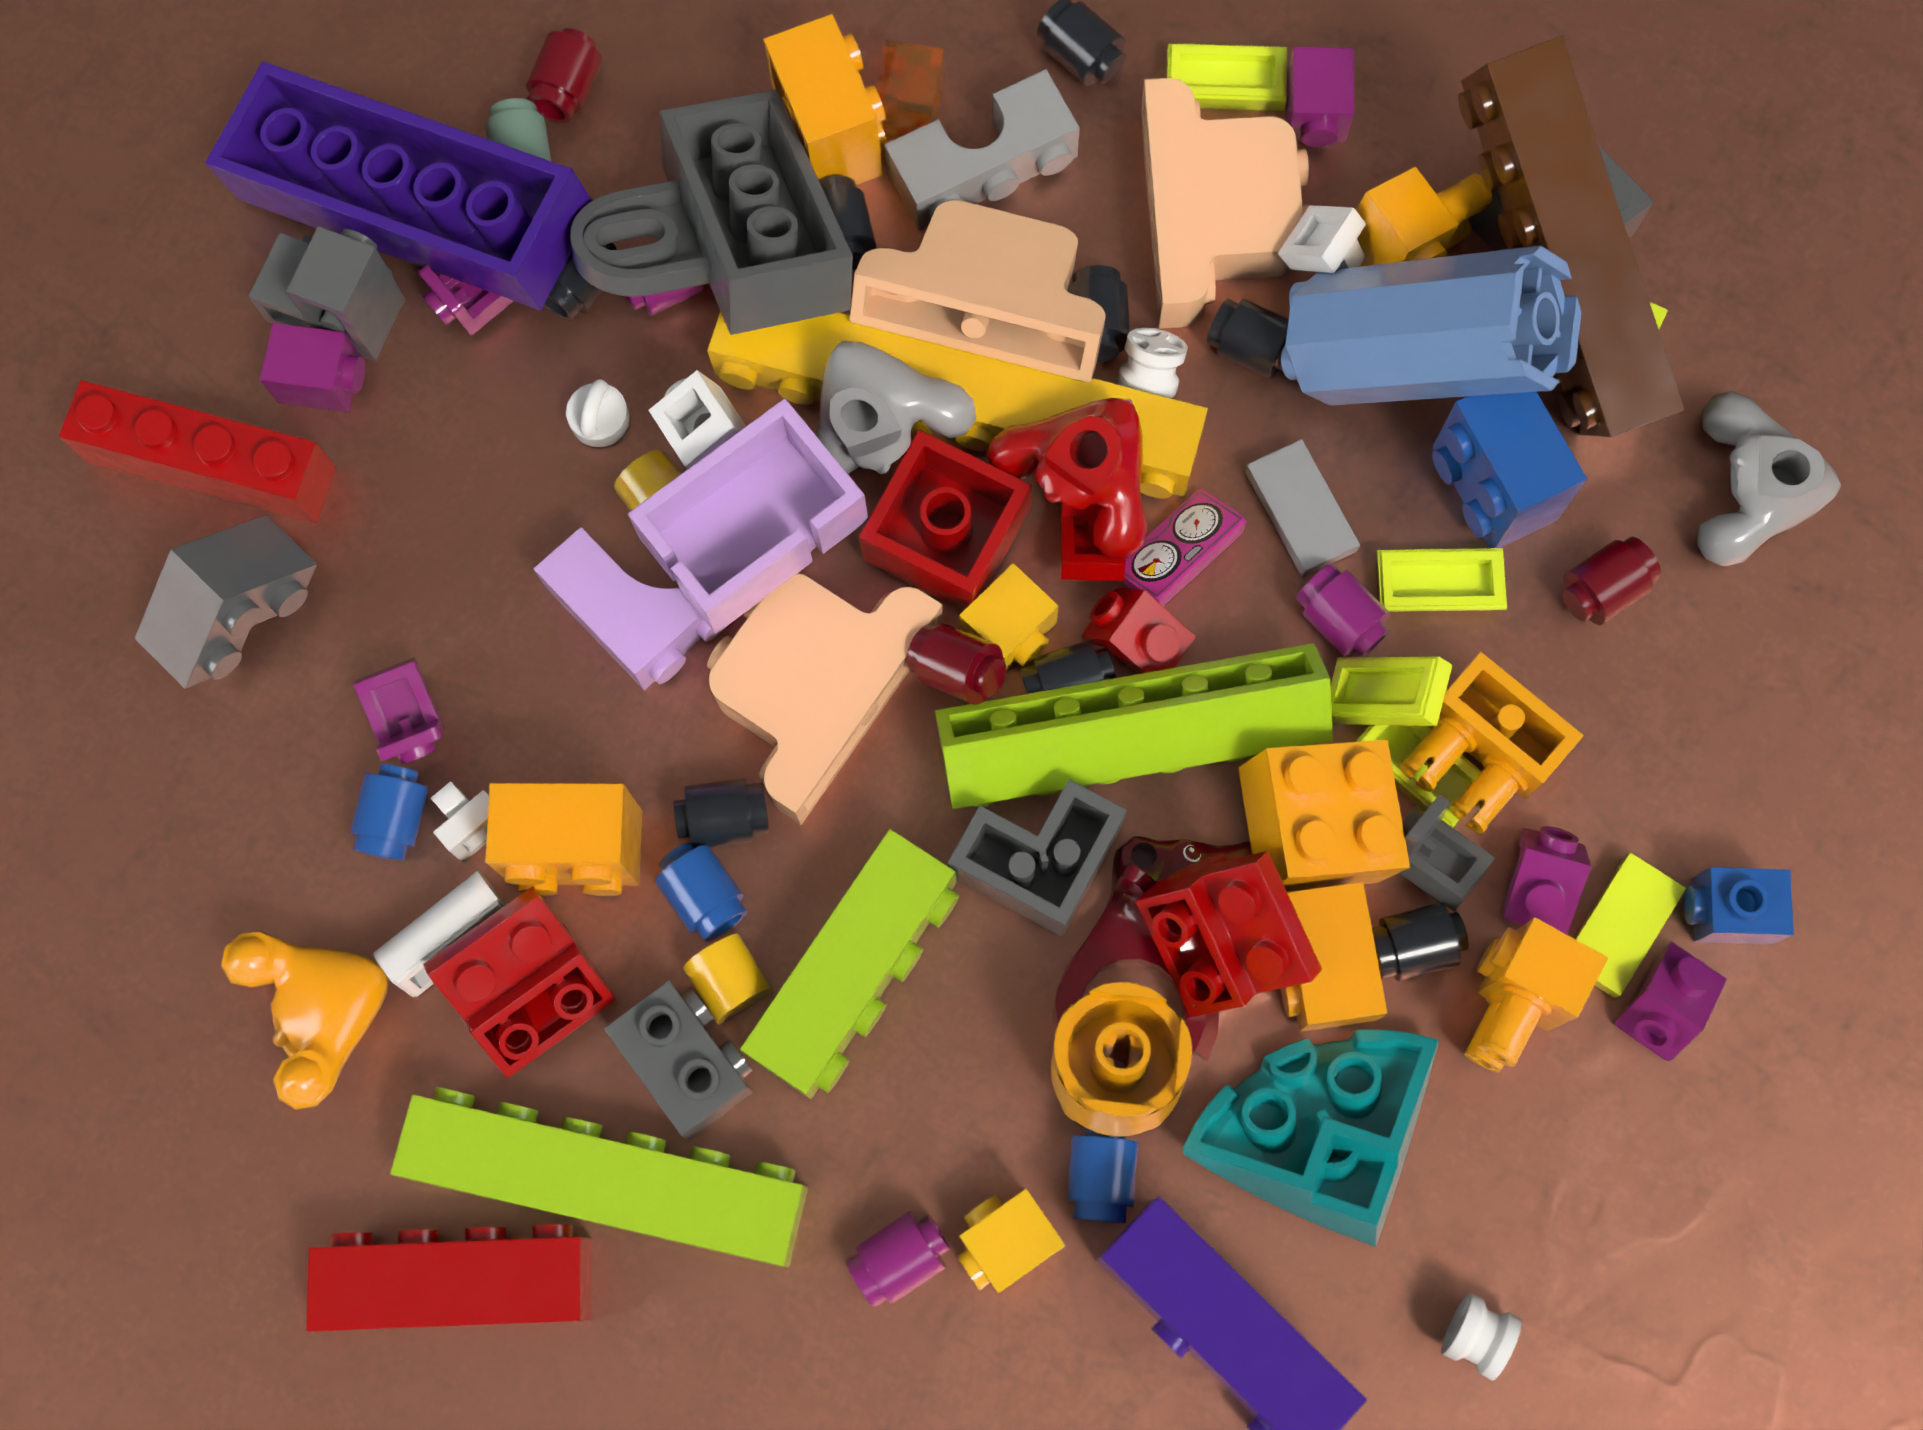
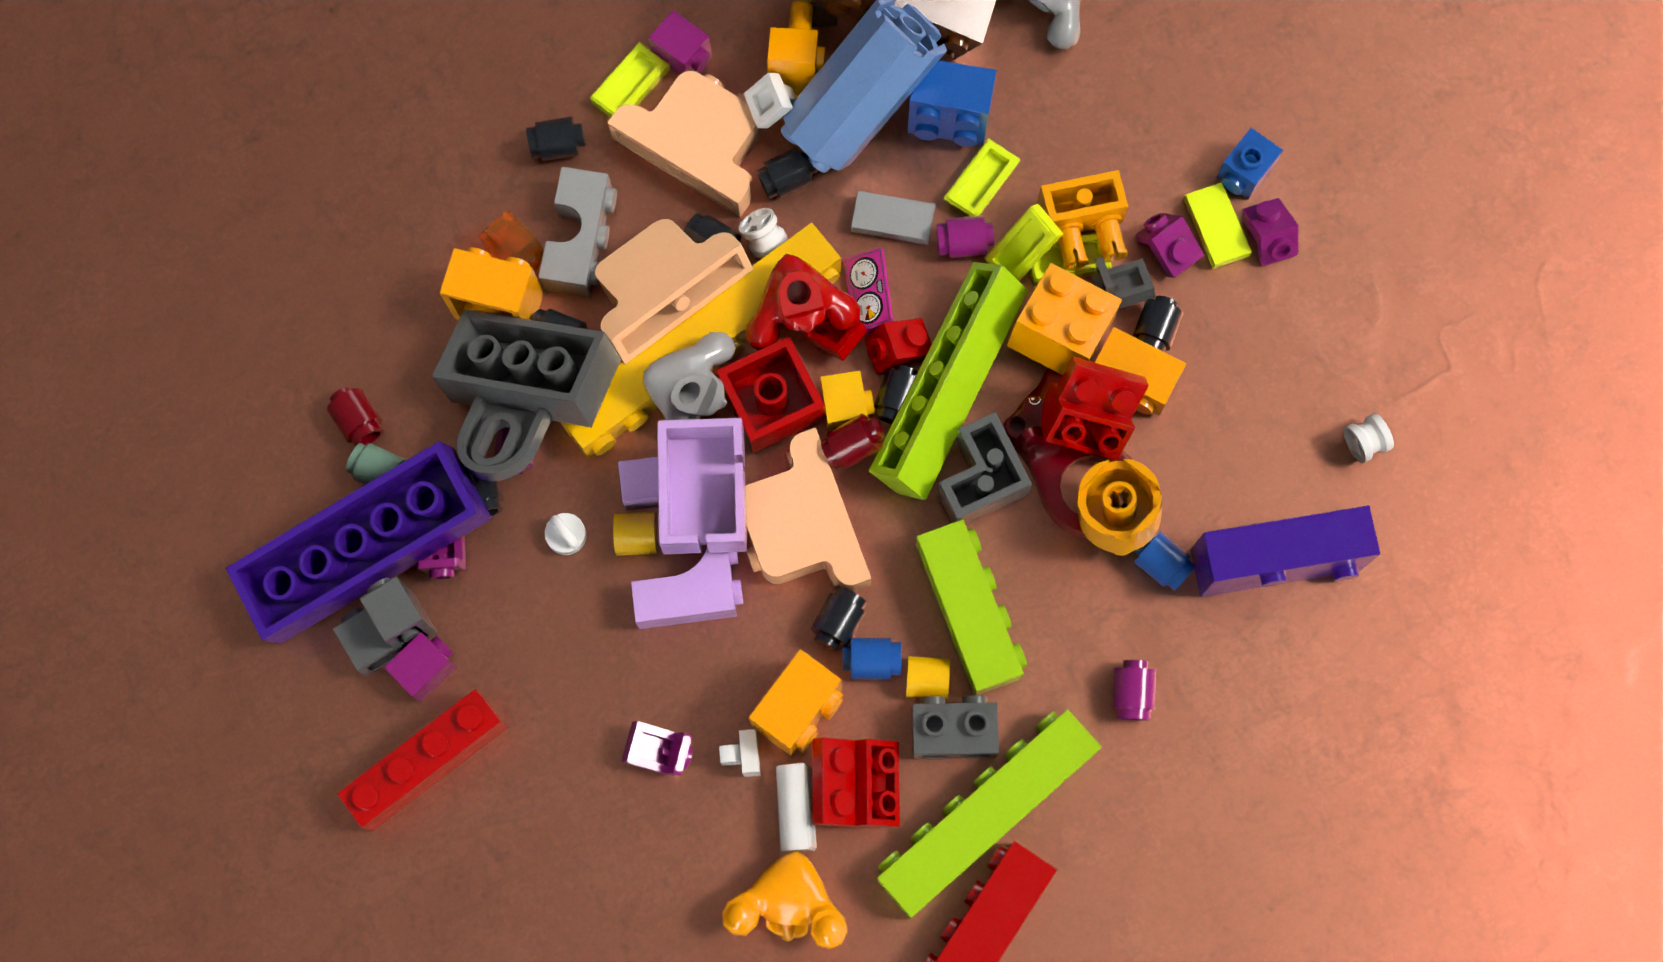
camera: 55 degrees left, 0 degrees up
(217, 593) = (523, 801): dark grey brick -> none
(388, 812) = (708, 793): blue brick -> none
(696, 417) = (613, 481): white brick -> none
(1006, 1241) = (1164, 630): yellow brick -> none
(1321, 1128) = (1215, 438): teal brick -> none
(1530, 981) = (1218, 289): light orange brick -> none
(1610, 580) = (1044, 100): dark red brick -> none

